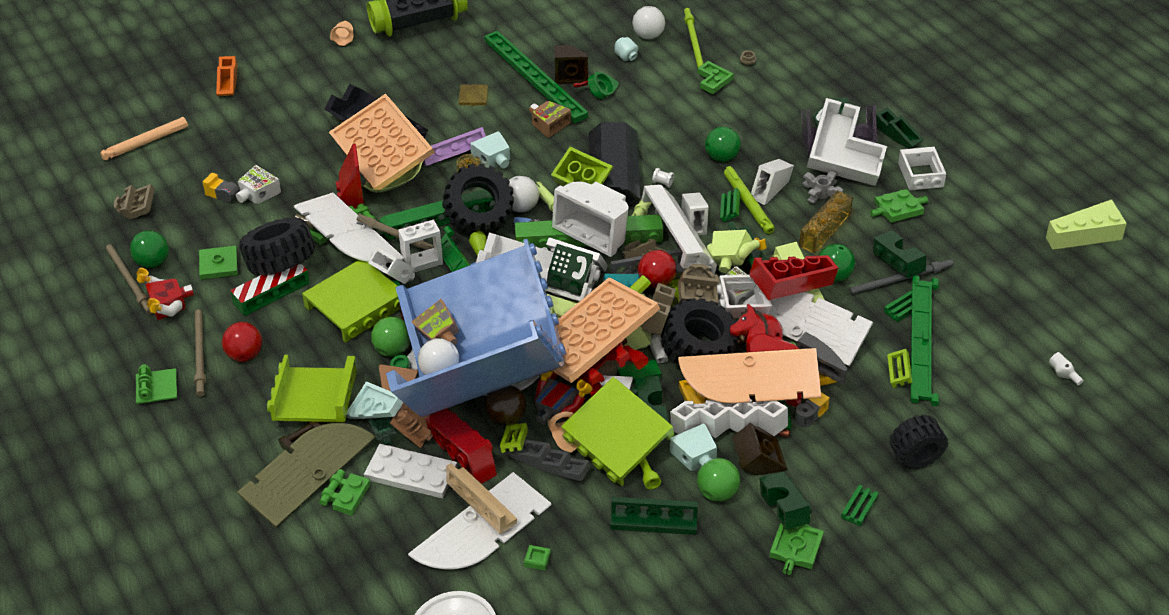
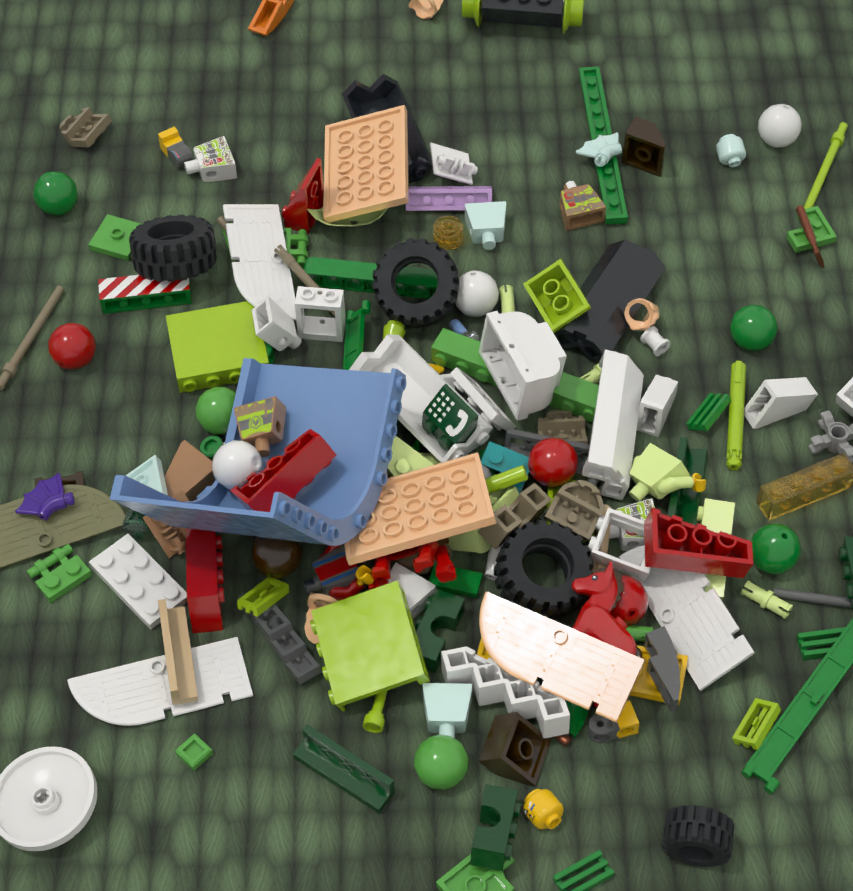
camera: 30 degrees right, 10 degrees up
(142, 298) = (17, 247): dark tan bar -> none
(144, 138) = (143, 54): light nougat piece -> none
(164, 295) = (36, 256): torso -> none
(303, 443) = (46, 498): none -> dark purple arm
(312, 392) = (101, 438): lime panel -> none
(441, 124) = (452, 164): none -> white hinge
(473, 94) = (519, 139): clear yellow piece -> none
(489, 333) = (286, 473): none -> red wedge
(539, 76) = (601, 148): none -> light aqua arm
(600, 85) = (667, 187): green piece -> none
(649, 164) = (649, 319): none -> light nougat piece
(728, 86) = (809, 233): none -> copper piece
(806, 477) = (543, 809): none -> yellow head
(850, 296) = (766, 599): none -> yellowish green pin

